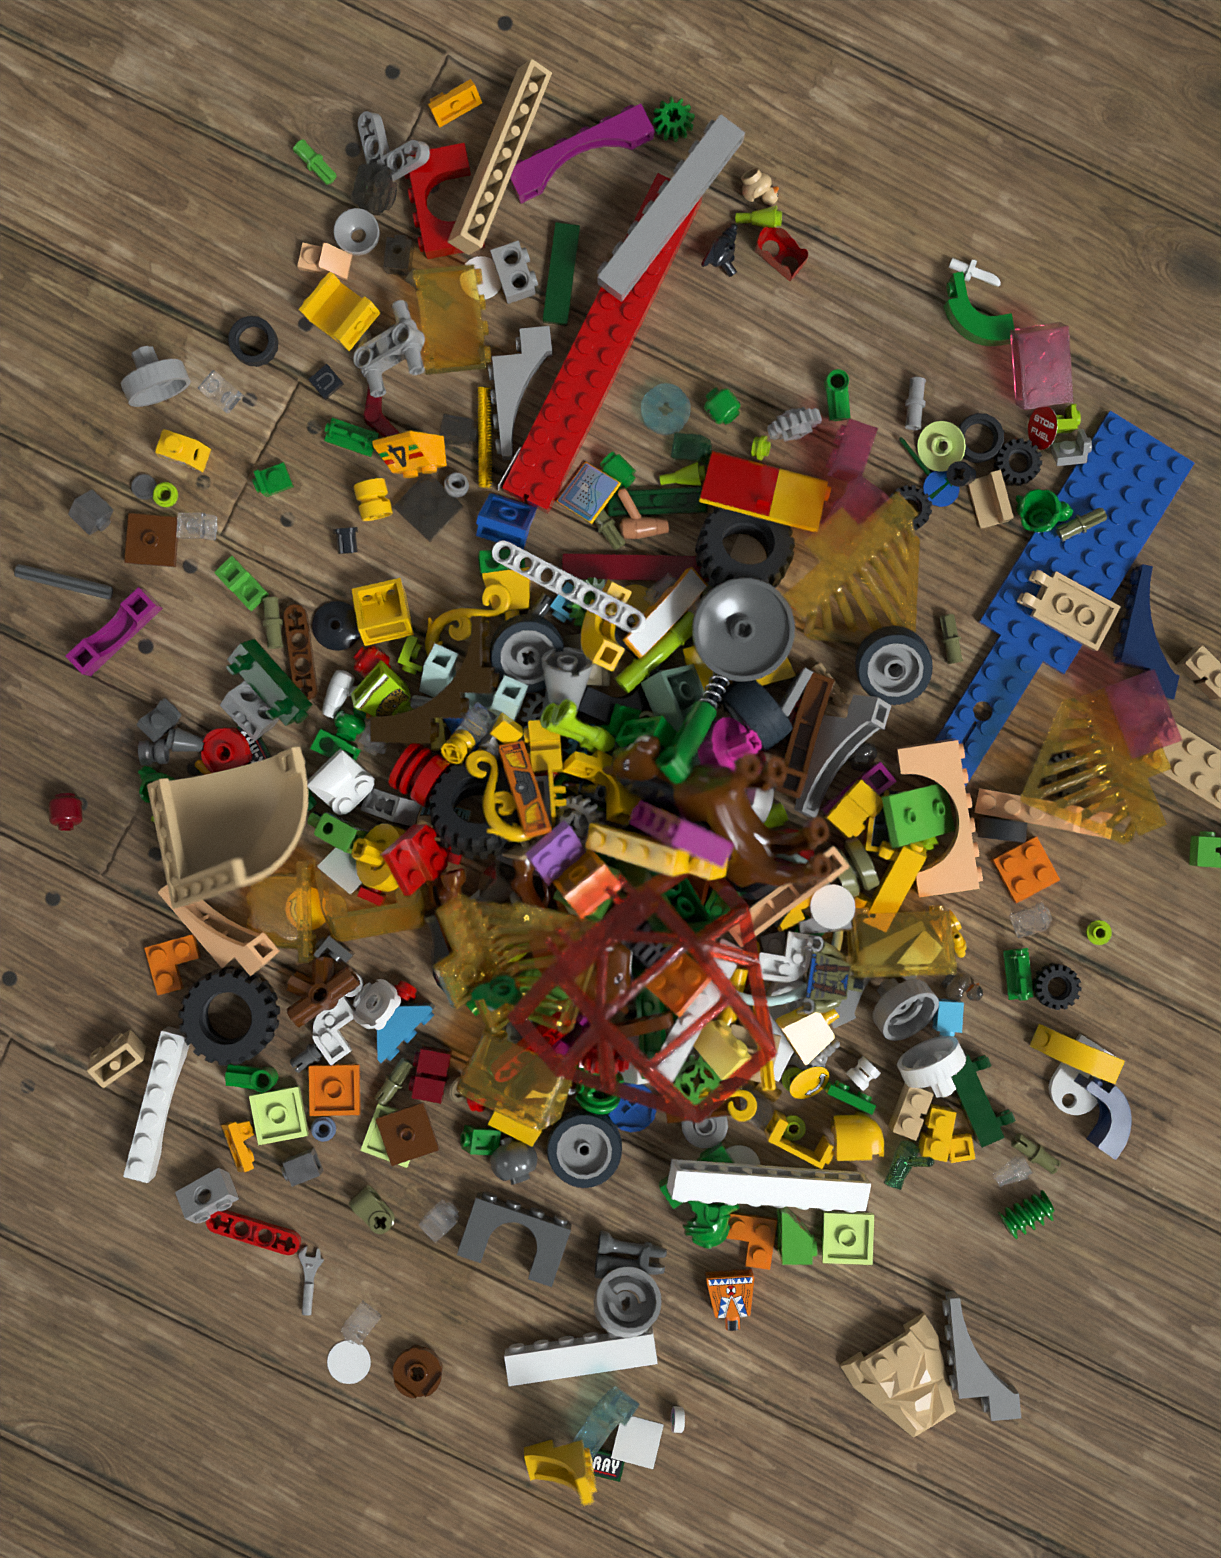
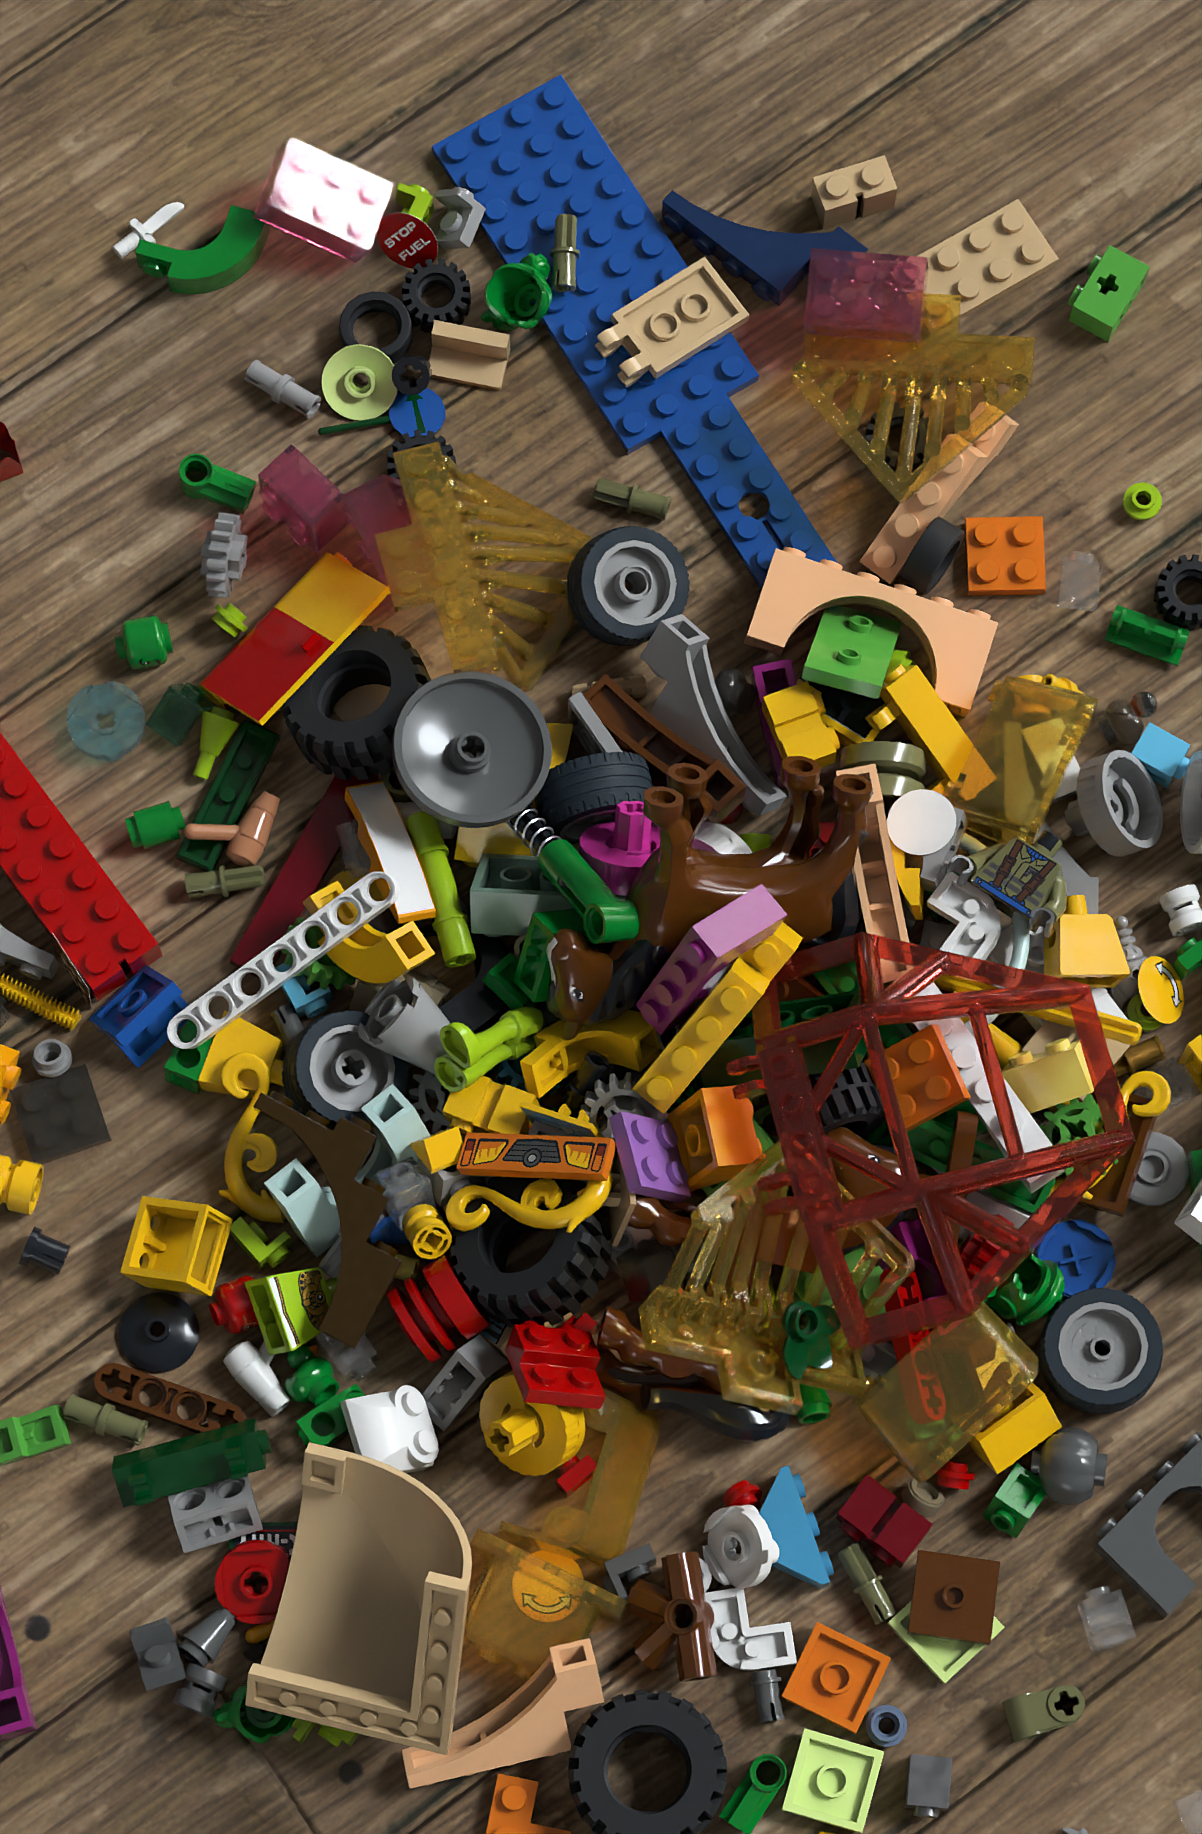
camera: 65 degrees left, 15 degrees down
(336, 830) = (473, 1468): bright green torso -> none
(341, 869) = (516, 1495): white sticker -> none
(588, 492) = (164, 880): piece -> none

